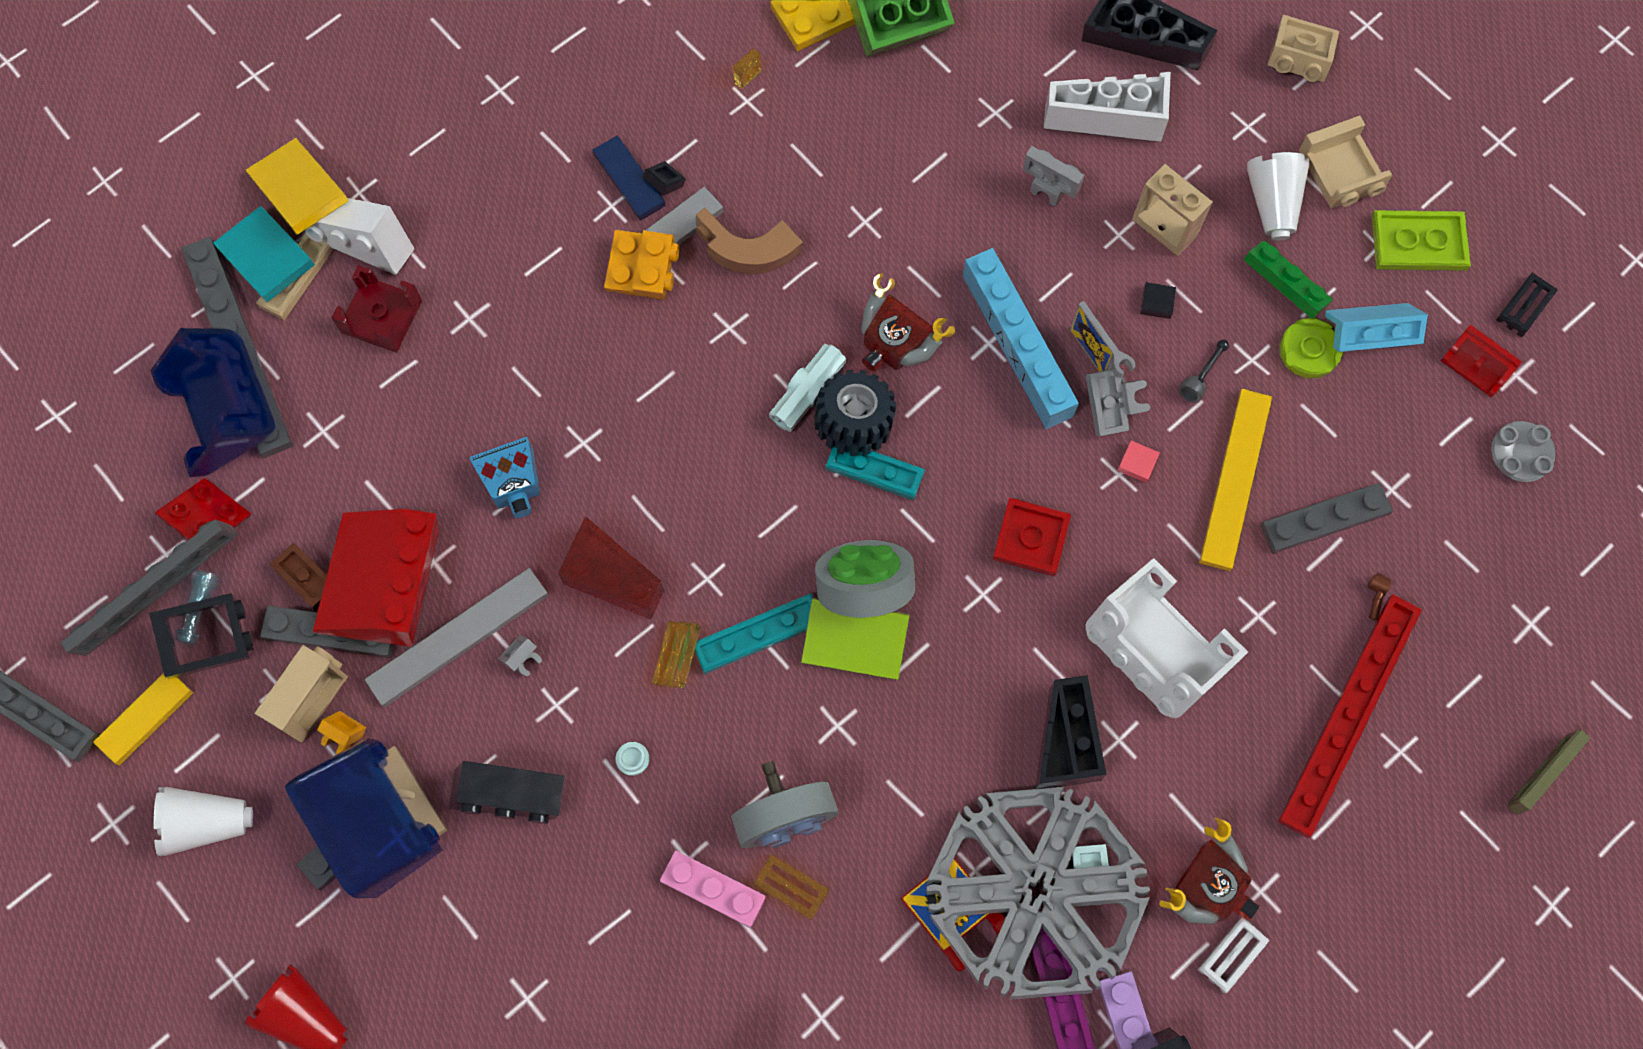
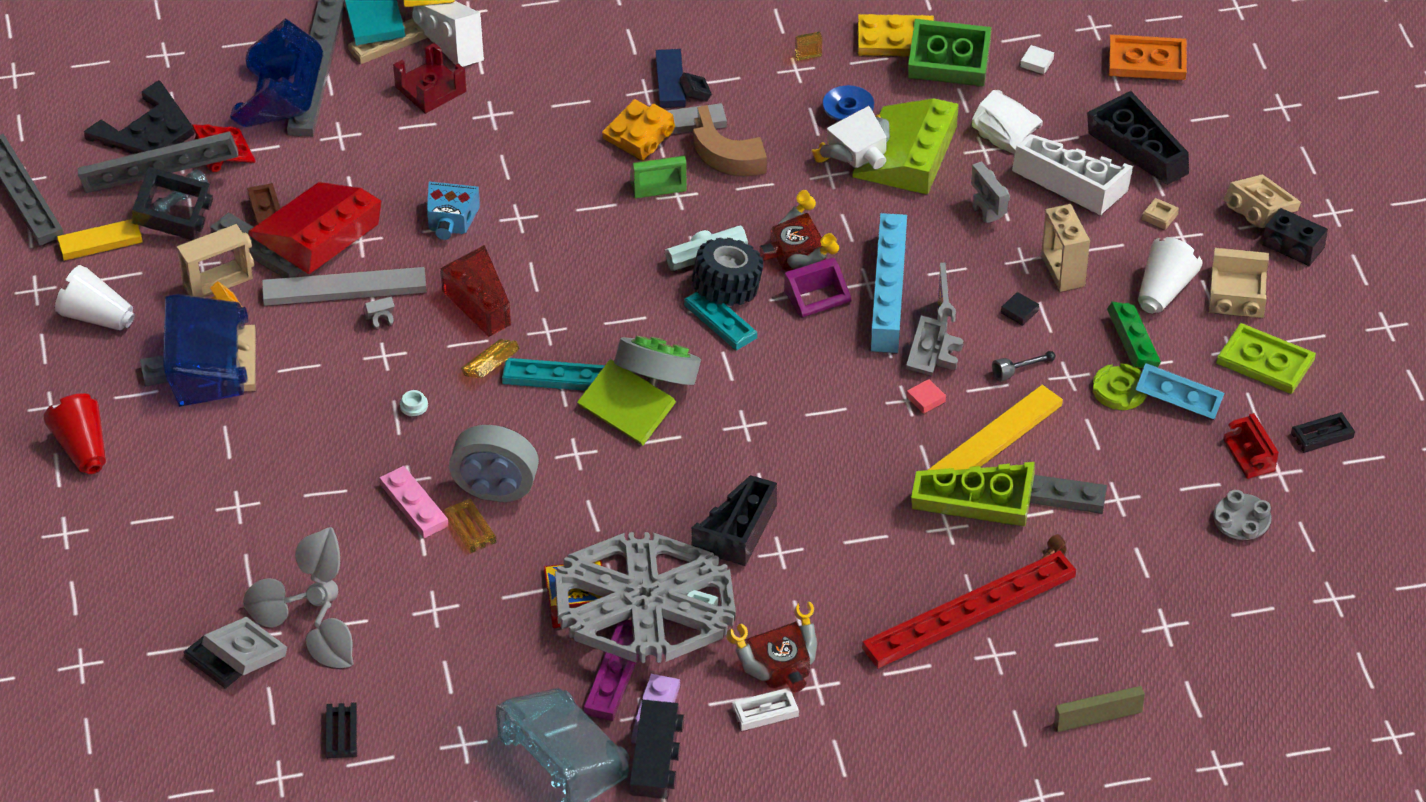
camera: 30 degrees right, 25 degrees down
(111, 535) = (156, 129): none -> black wing
(506, 792) = (310, 376): black wedge -> none
(703, 320) = (658, 177): none -> bright green tile
(834, 114) = (845, 101): none -> blue dish
(882, 175) = (856, 140): none -> white torso
(923, 147) = (916, 144): none -> lime slope
(925, 388) = (813, 278): none -> magenta tile
(1002, 70) = (1004, 121): none -> white slope
(1032, 537) = (806, 403): red plate -> none
(1158, 645) = (850, 497): white windscreen -> none
(1214, 110) = (1160, 213): none -> tan tile
(1282, 567) = (977, 492): none -> lime wedge
(1361, 78) = (1295, 236): none -> black brick

